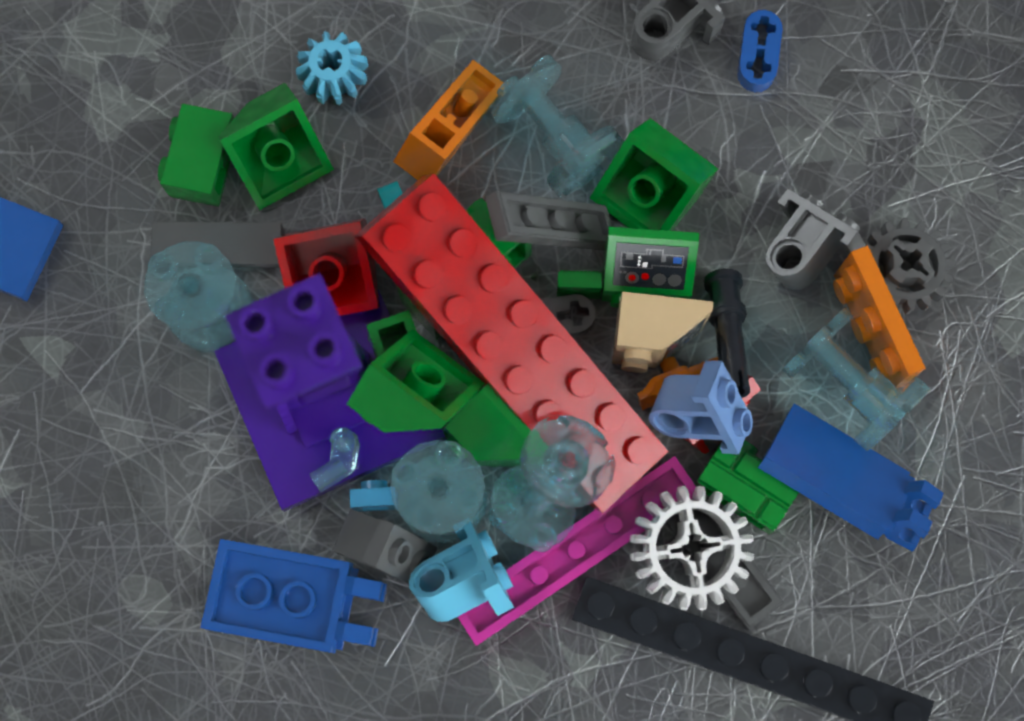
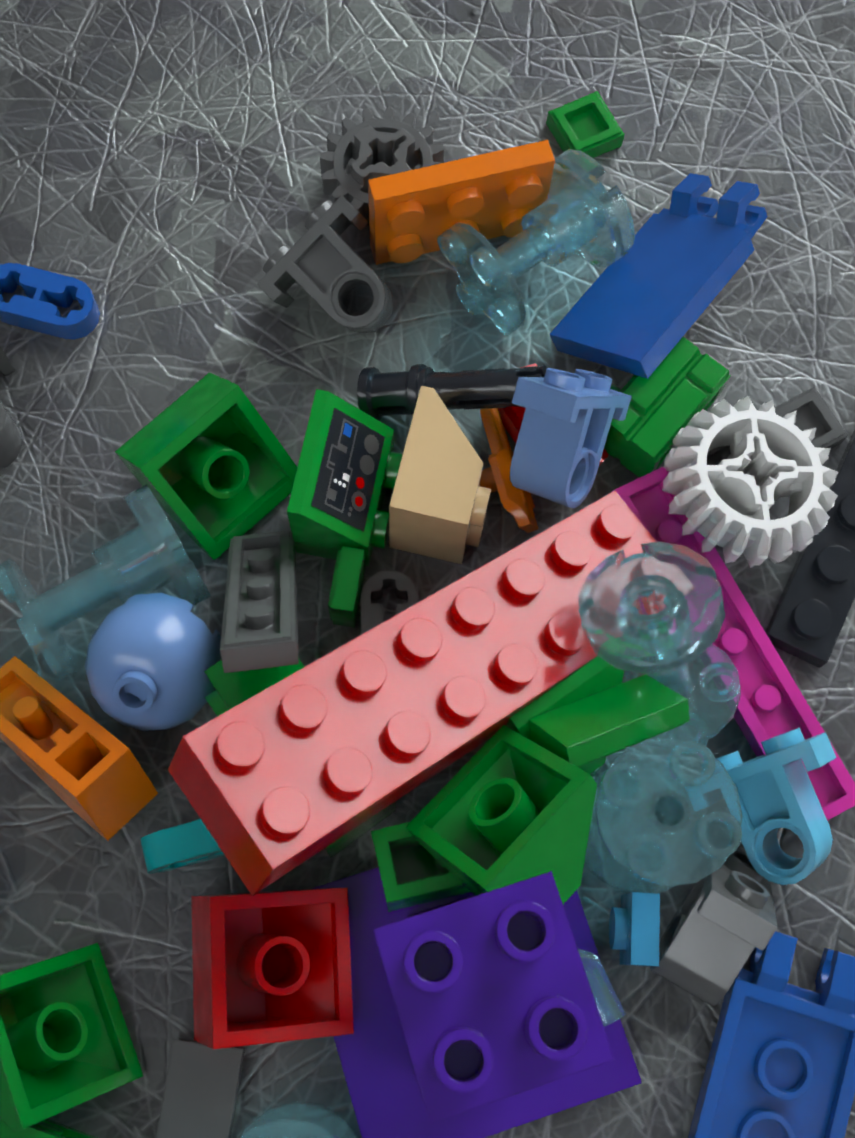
camera: 90 degrees left, 5 degrees down
(492, 446) = (610, 720): none -> green tile
(505, 161) = (151, 662): none -> medium blue cylinder
(977, 415) = (585, 126): none -> green tile

